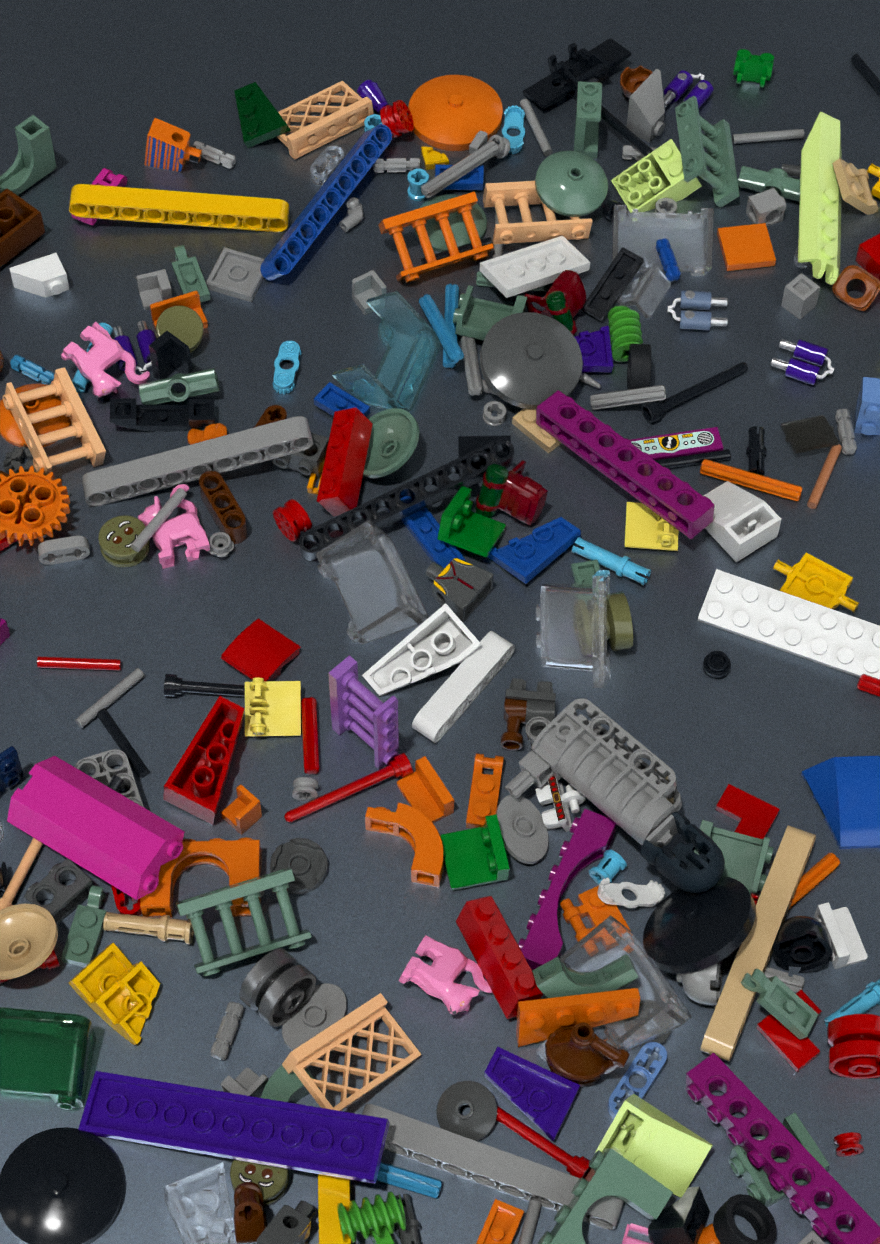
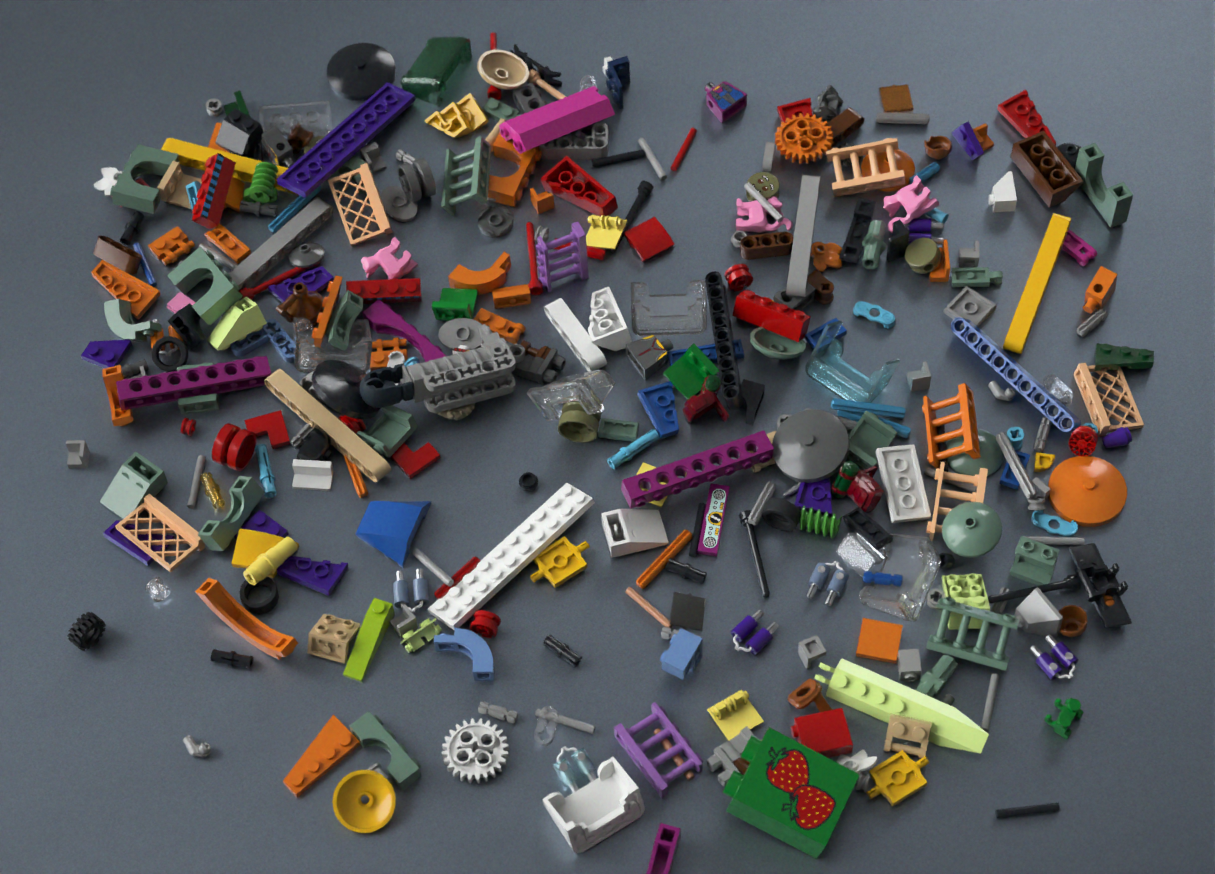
camera: 115 degrees right, 0 degrees up
(781, 1003) = (279, 415): sand green plate -> none

